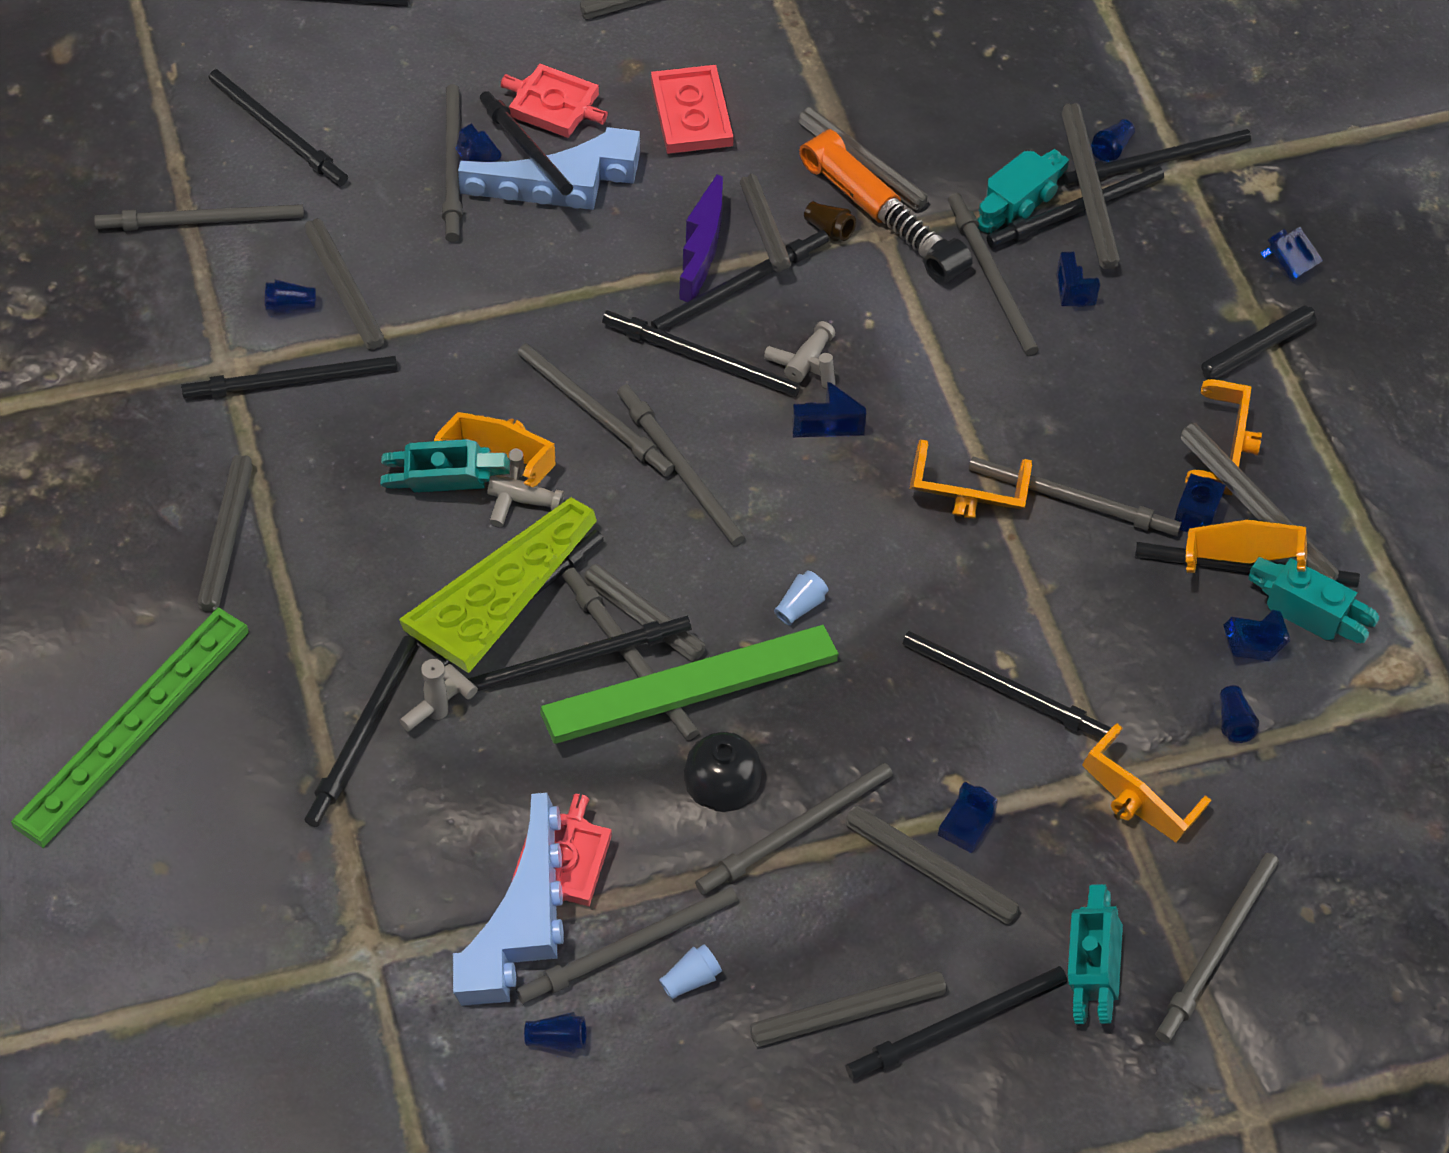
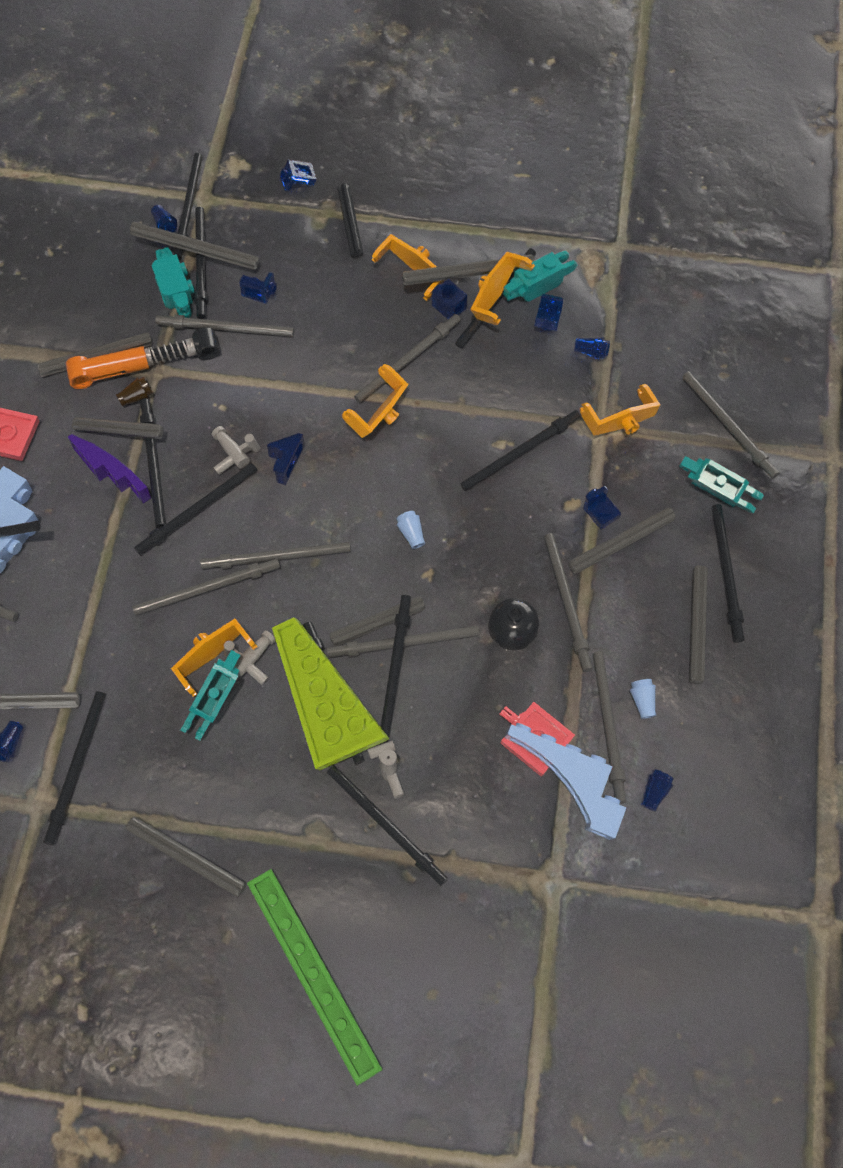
camera: 65 degrees left, 10 degrees up
(688, 684) = (446, 619): bright green tile -> none

